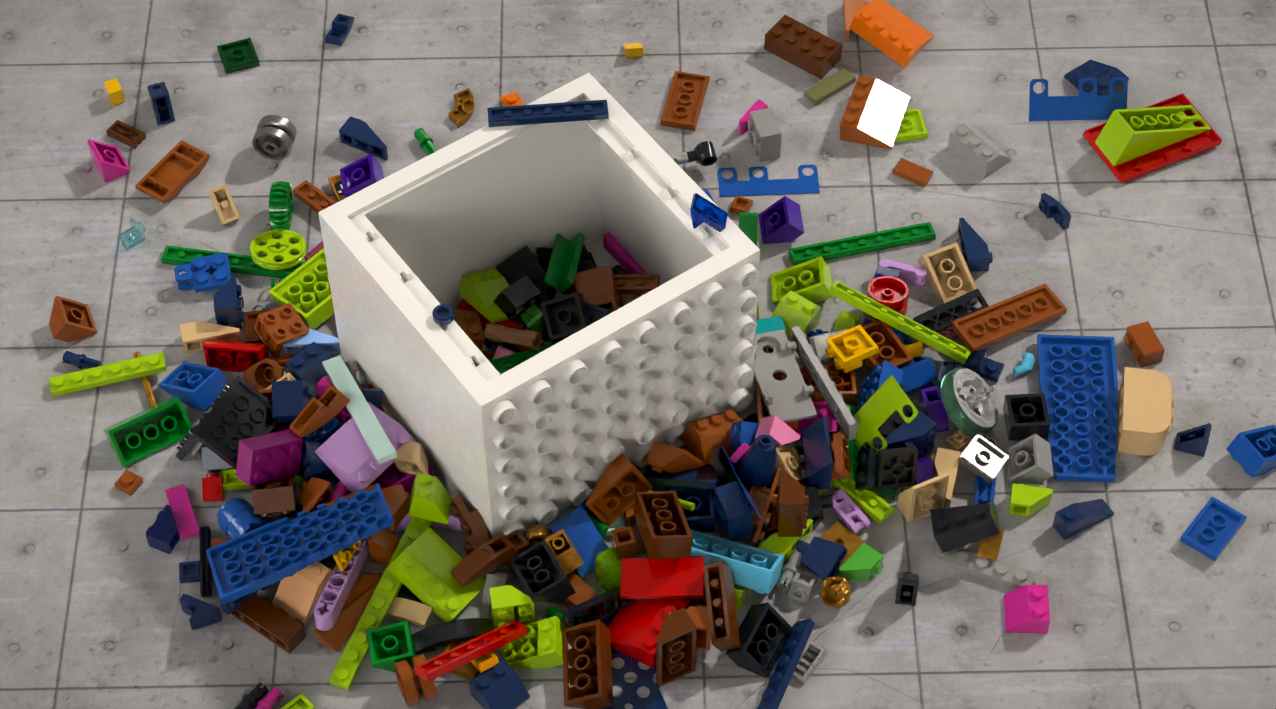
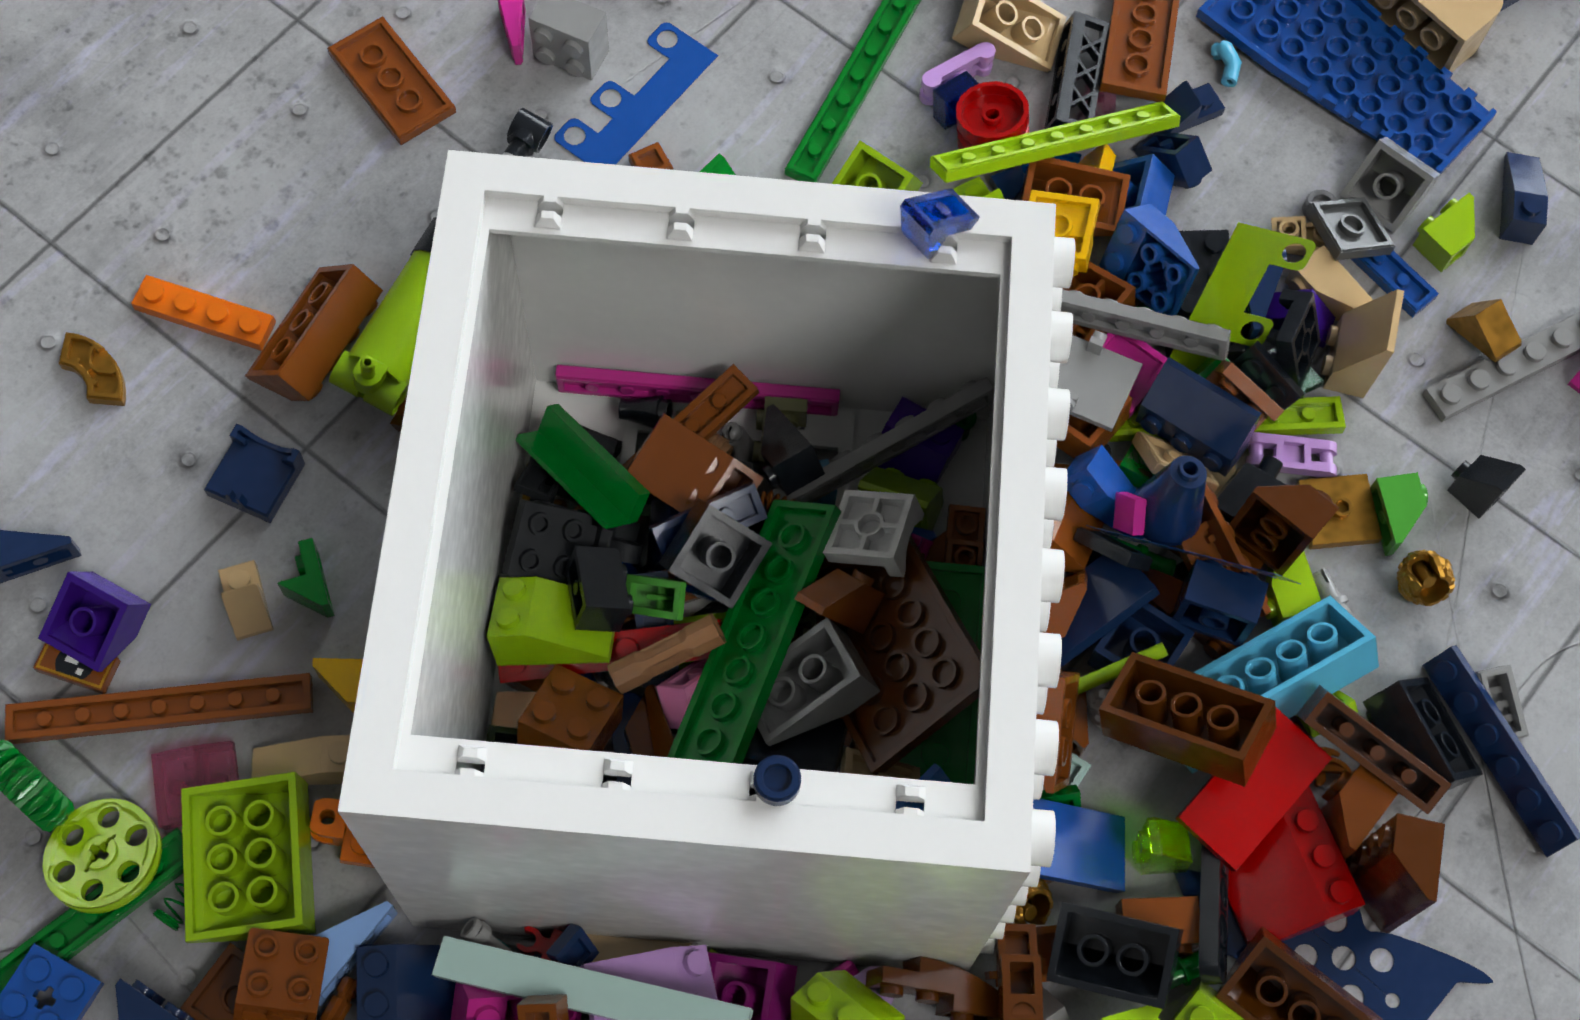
camera: 55 degrees left, 15 degrees up
(411, 458) = (748, 978): tan slope -> none
(425, 142) = (111, 473): green axle -> none
(547, 113) = (478, 278): dark blue tile -> none
(564, 551) = (1102, 889): pearl gold slope -> none
(627, 542) = (1126, 779): dark orange slope -> none
(633, 50) = (230, 67): yellow slope -> none
(777, 430) = (1131, 443): bright pink slope -> none
(781, 222) = (735, 133): dark purple slope -> none
(802, 586) = (1373, 606): light grey bracket -> none
(822, 556) = (1355, 547): dark blue torso -> none
(931, 401) = (1216, 211): dark purple slope -> none
(961, 410) = (1259, 169): flat silver wheel -> none
(963, 525) = (1454, 333): black wedge -> none
(1026, 416) = (1324, 127): black brick -> none

